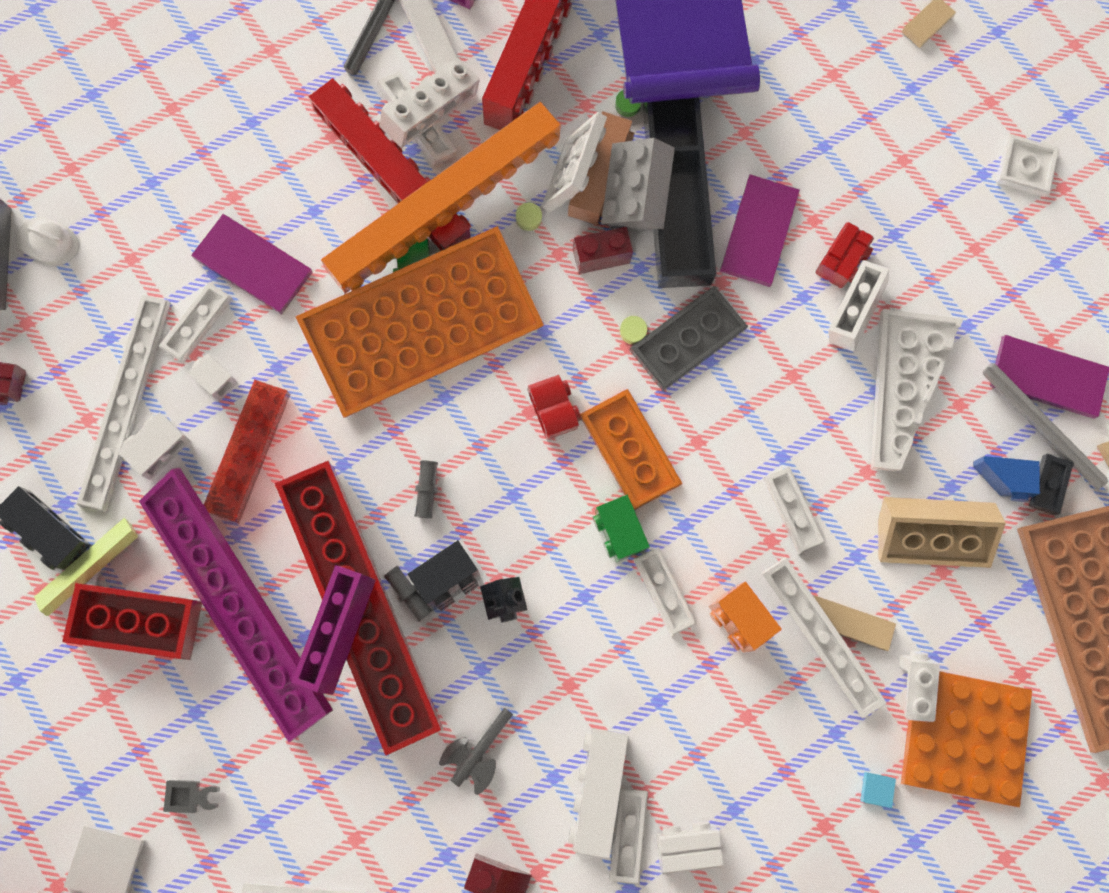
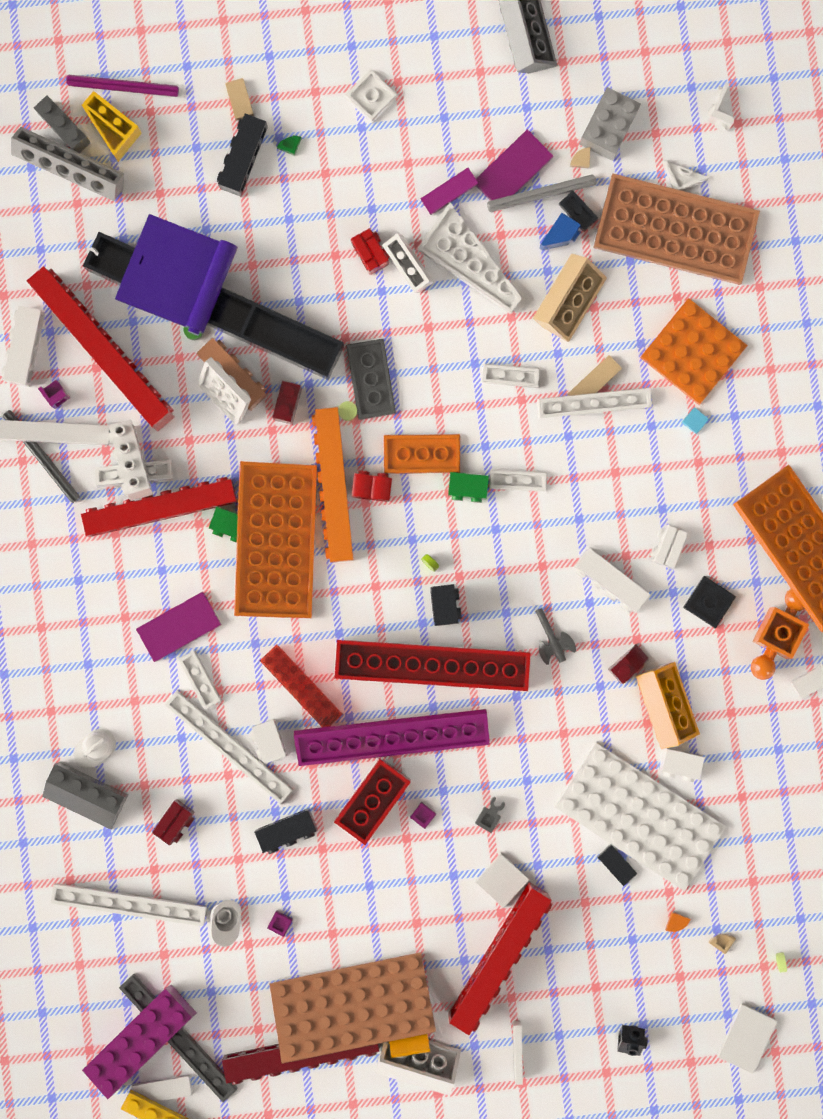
camera: 55 degrees left, 10 degrees up
(85, 566) = (323, 815): yellowish green tile -> none
(148, 702) = (423, 815): none -> magenta tile
(212, 377) = (243, 685): white brick -> none
(333, 631) = (443, 684): magenta brick -> none
(407, 593) = (439, 633): dark grey pin -> none
(426, 489) = (382, 590): dark grey pin -> none
(442, 198) = (203, 484): orange brick -> none
(495, 532) = (430, 562): none -> lime tile
(503, 599) = (473, 578): black brick -> none
(528, 216) = (238, 436): yellowish green tile -> none
(529, 359) = (334, 485): none -> orange brick
(628, 836) = (644, 577): white tile -> none
(638, 185) = (260, 359): light grey brick -> none
(744, 618) = (559, 443): orange brick -> none
(759, 230) = (324, 294): magenta tile -> none
(868, 54) = (242, 154): none -> black brick
(912, 103) = (290, 144): none -> green tile
(921, 686) = (652, 362): white bracket -> none
(976, 312) = (449, 191): none -> magenta tile

